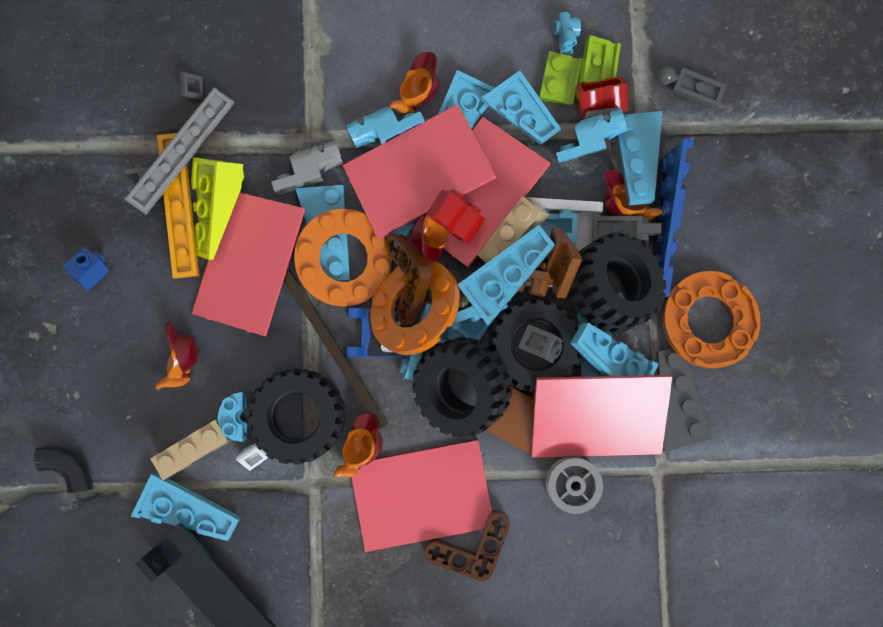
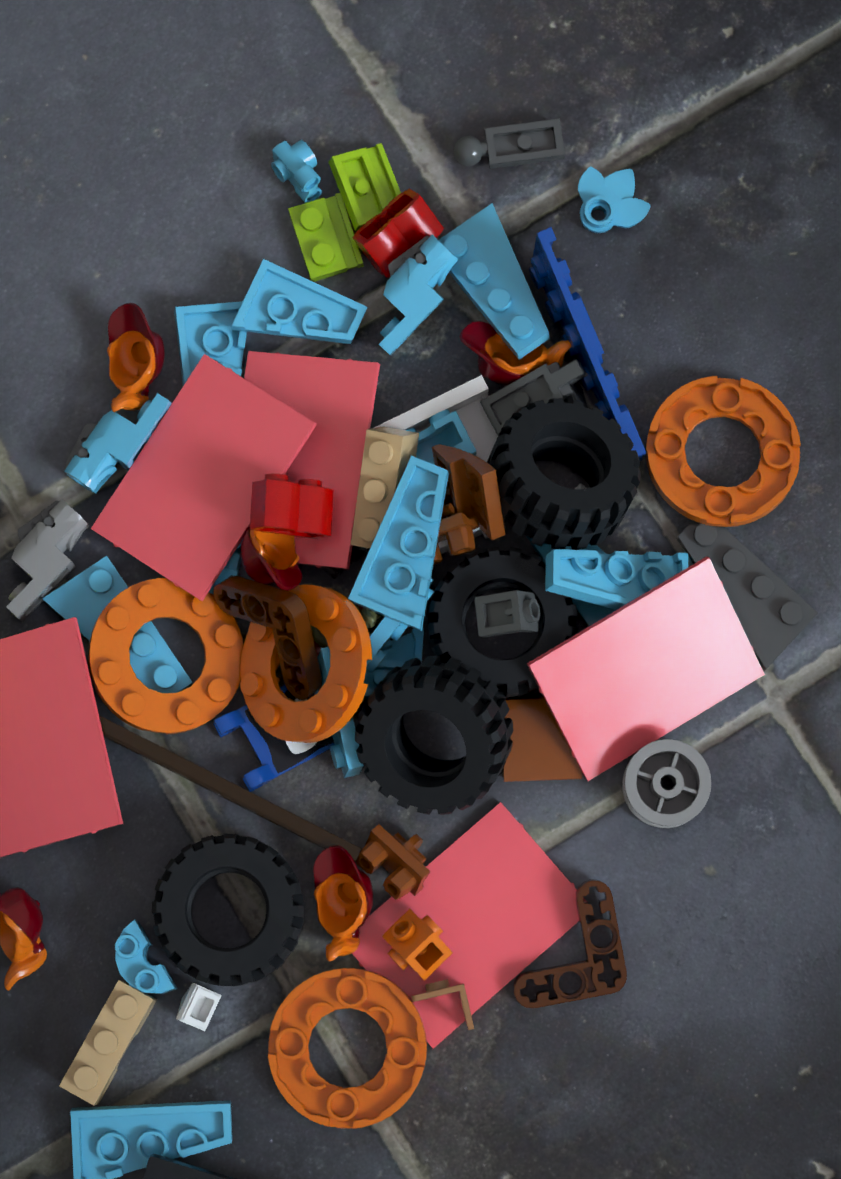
camera: 30 degrees left, 5 degrees down
(285, 537) = (290, 1053): none -> orange plate
(387, 493) = (416, 944): none -> orange brick
(387, 525) = (442, 988): none -> medium nougat bracket
(405, 439) = (398, 858): none -> dark orange hips
(729, 144) = (613, 197): none -> medium azure plate

